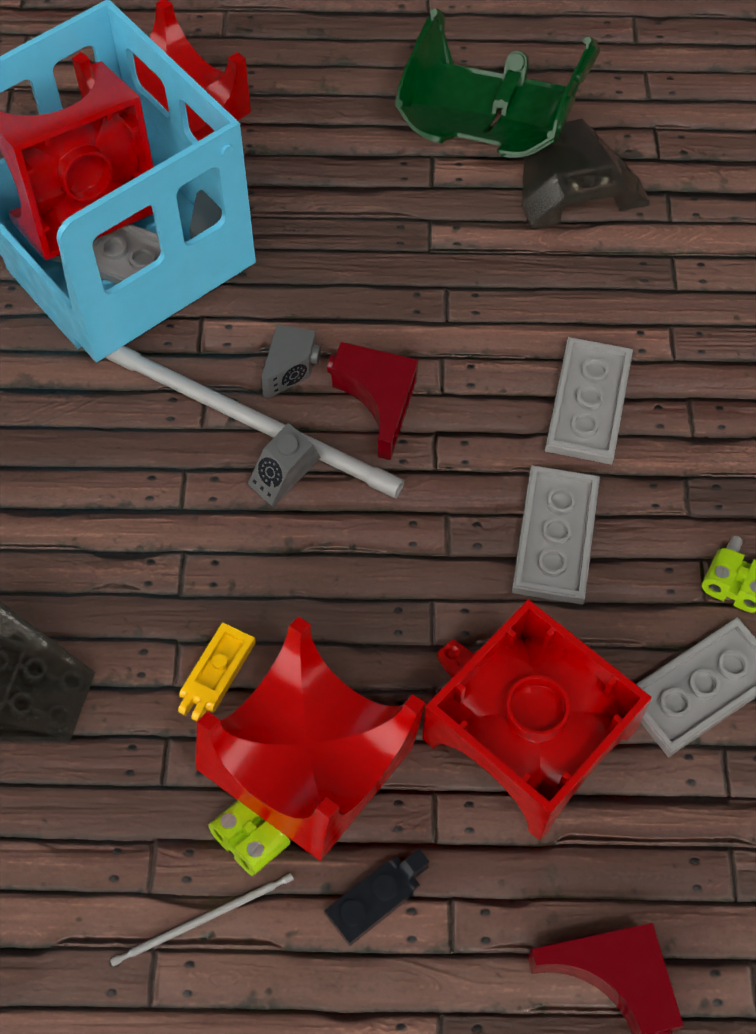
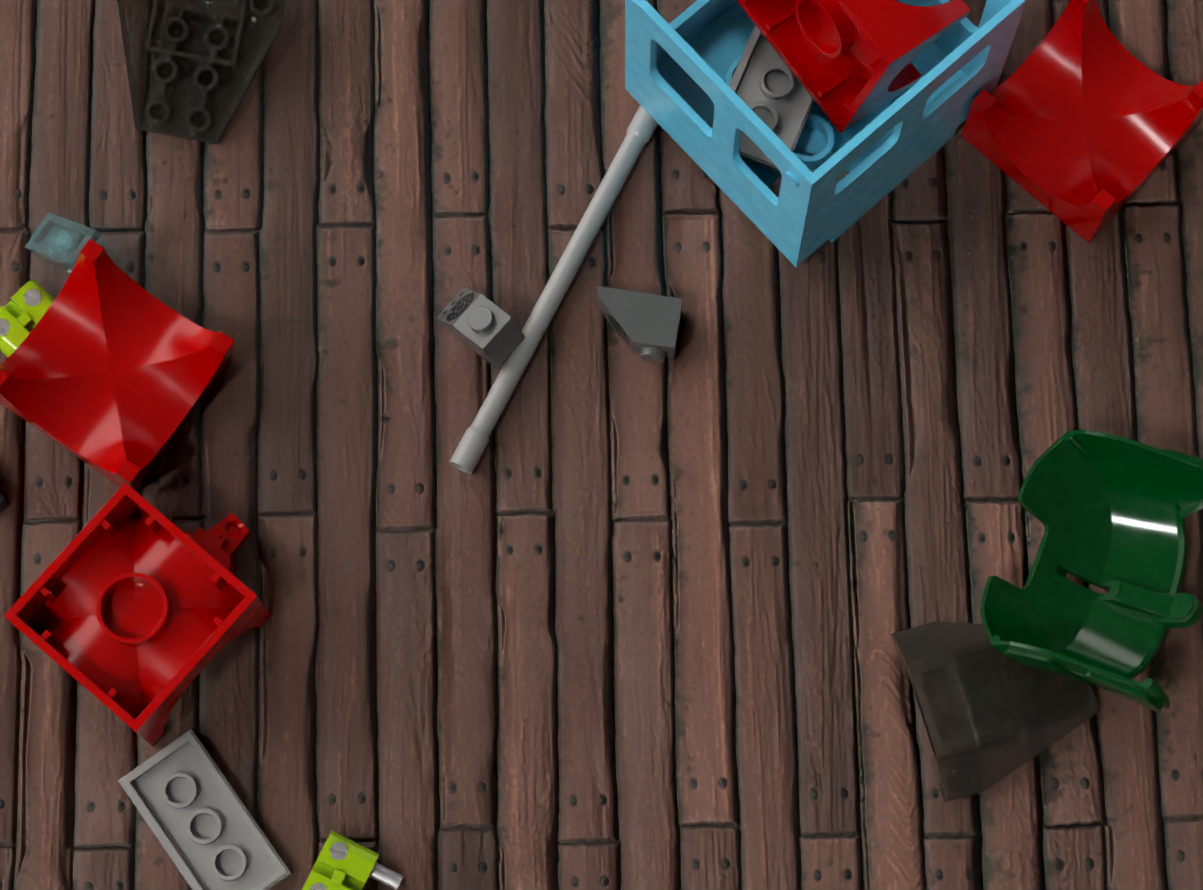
camera: 90 degrees right, 15 degrees up
(177, 793) = (61, 240): none -> clear light blue slope
(215, 671) = (214, 272): yellow hinge -> none
(381, 383) = (605, 442): dark red arch -> none
(556, 535) = (405, 660): light grey tile -> none
(589, 401) = (606, 707): light grey tile -> none

